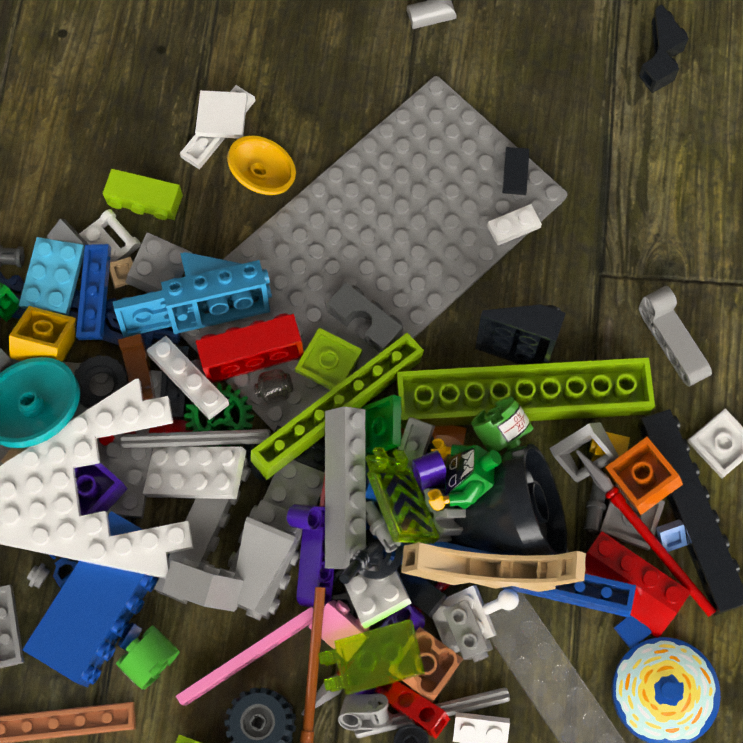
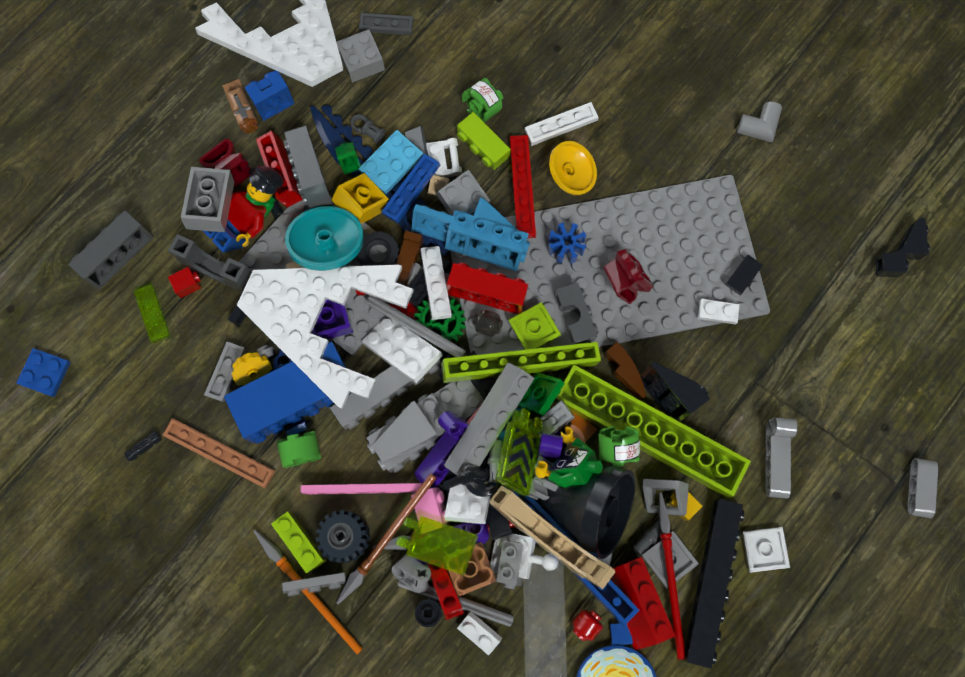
camera: 30 degrees right, 5 degrees up
(32, 602) = (250, 368): none -> yellow plant
(114, 149) = (483, 99): none -> bright green brick
(203, 584) = (359, 427): light grey brick -> none
(216, 214) = (522, 185): none -> red plate
(221, 114) = (568, 117): white tile -> none
(295, 250) = (561, 238): none -> blue gear
(394, 244) = (627, 276): none -> dark red piece
(457, 345) = (626, 370): none -> reddish brown slope
(591, 643) = (587, 625): none -> red head
(644, 475) = (694, 539): orange brick -> none
(672, 535) = (688, 589): medium blue plate -> none

